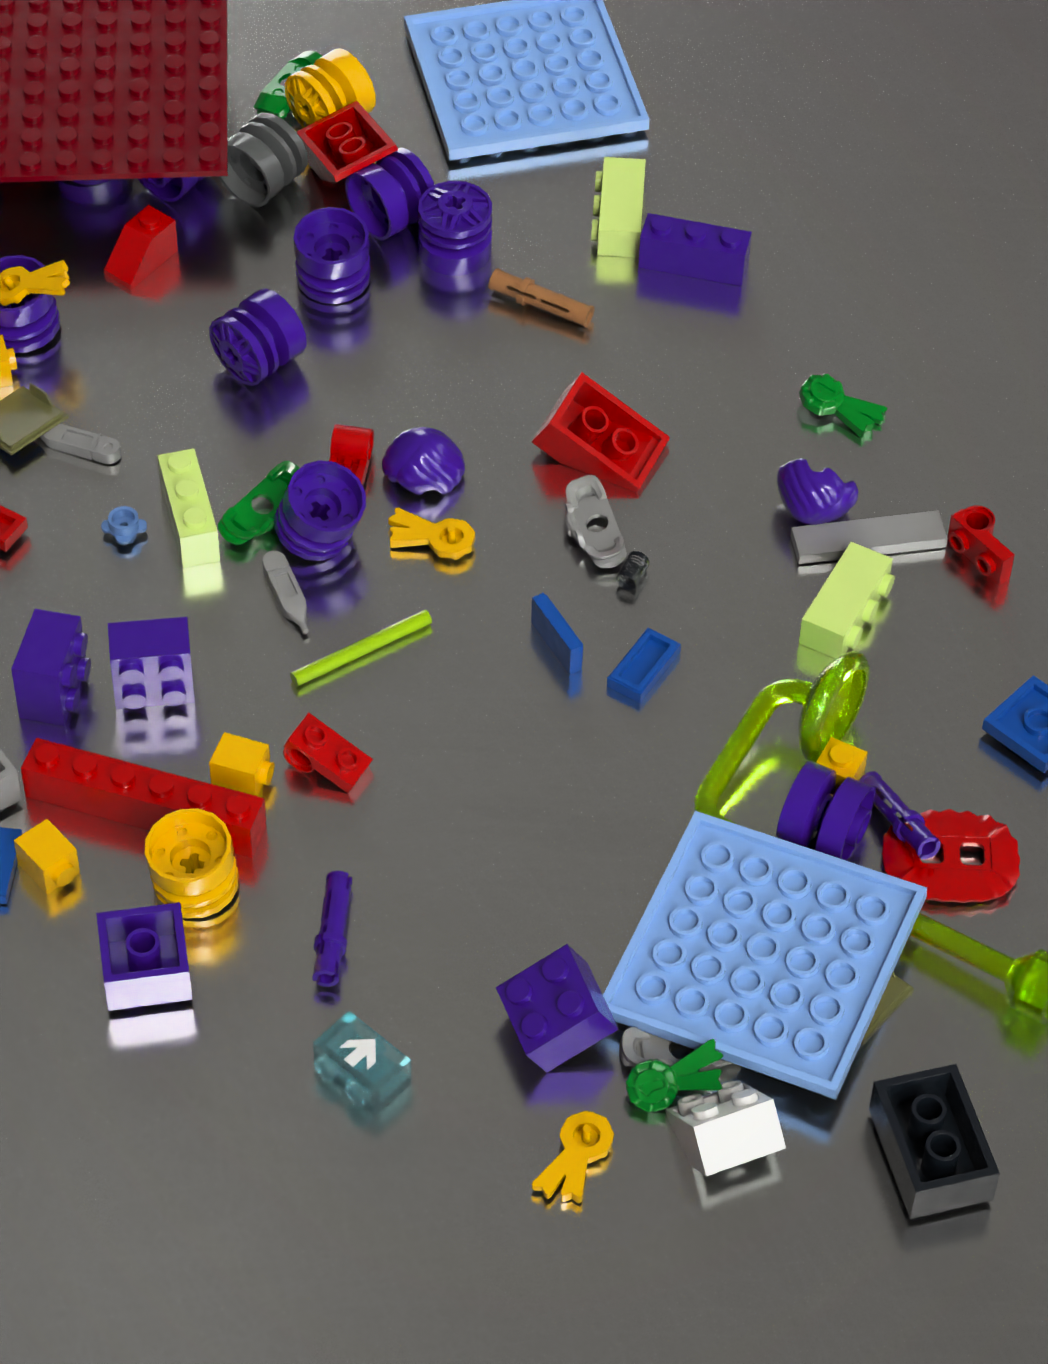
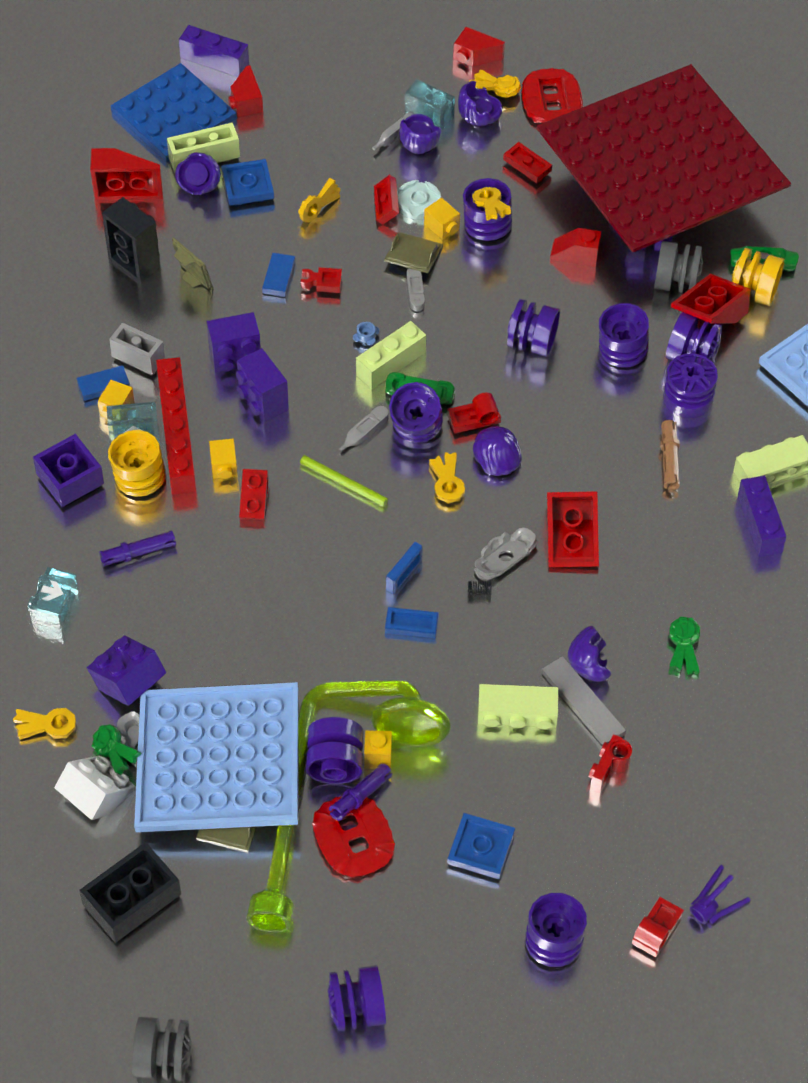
camera: 65 degrees right, 5 degrees up
(108, 844) = (132, 417): none -> clear light blue brick

